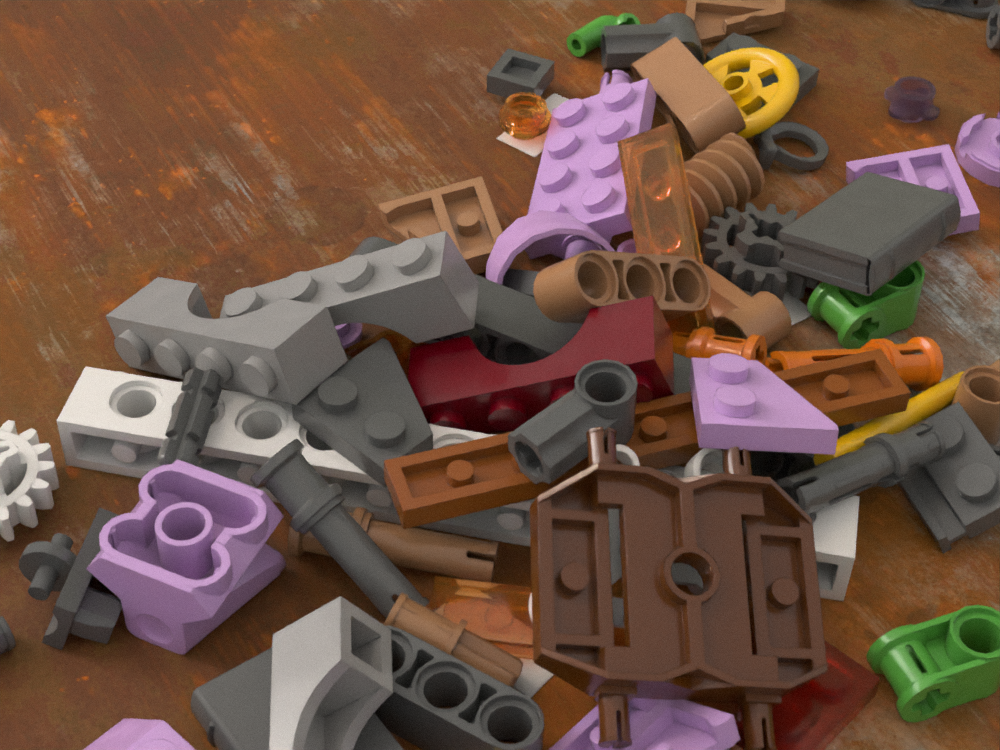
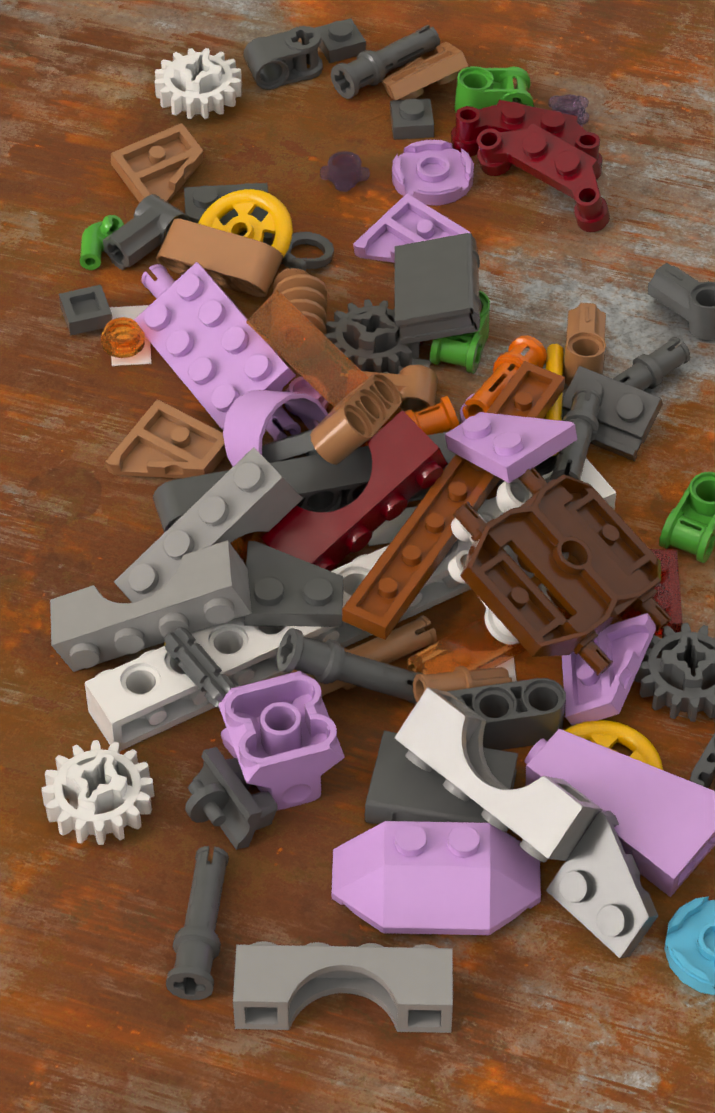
camera: 40 degrees left, 5 degrees up
(556, 436) = (432, 512): dark grey piece -> none

